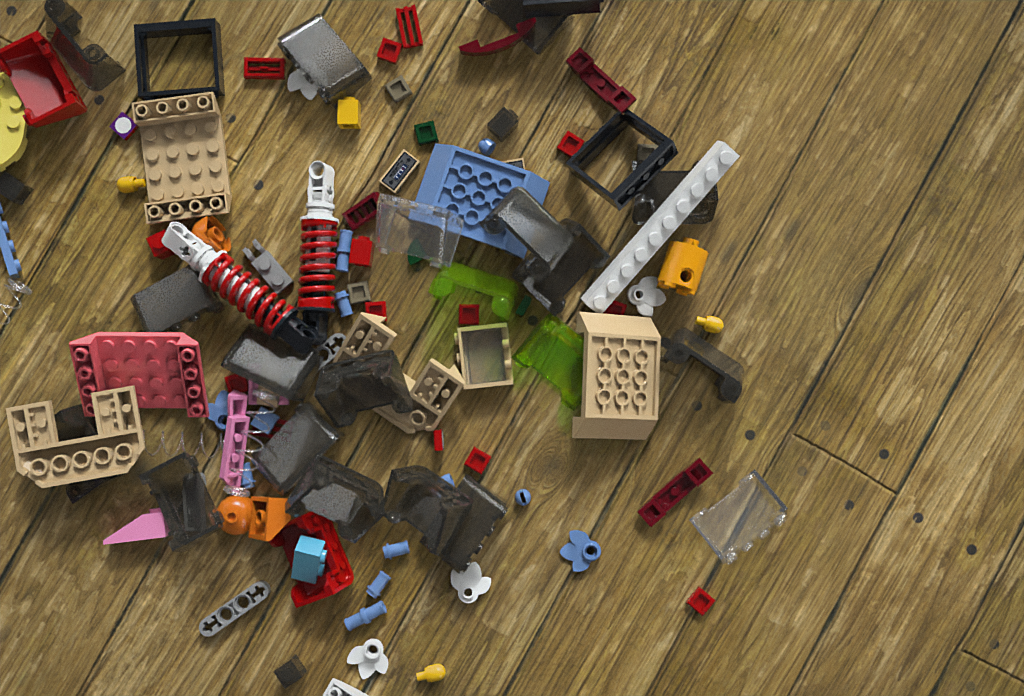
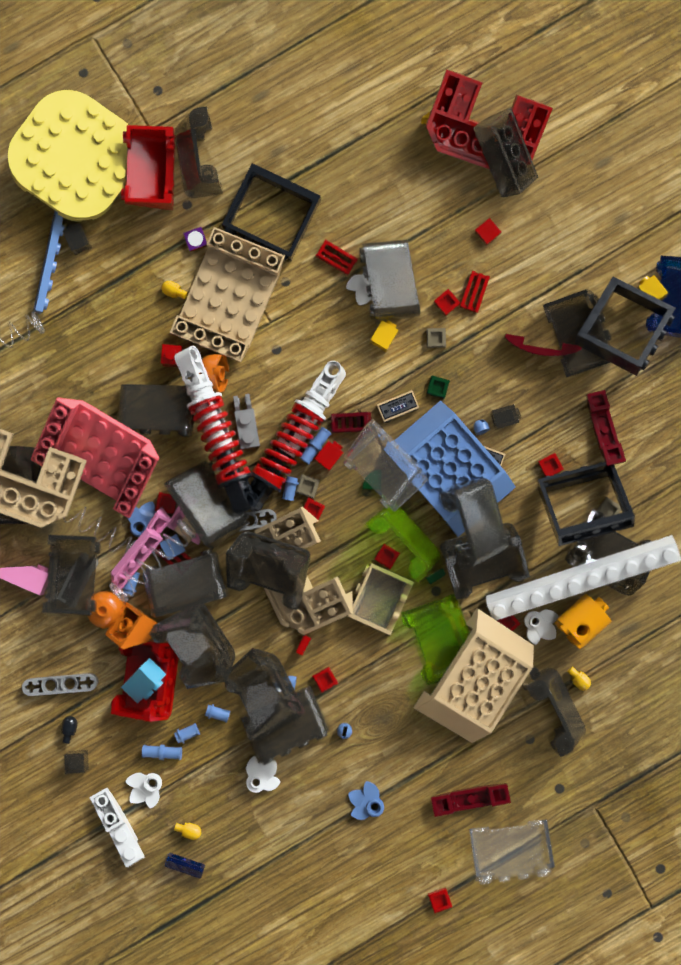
camera: 30 degrees right, 0 degrees up
(266, 644) = (68, 728): none -> black cylinder

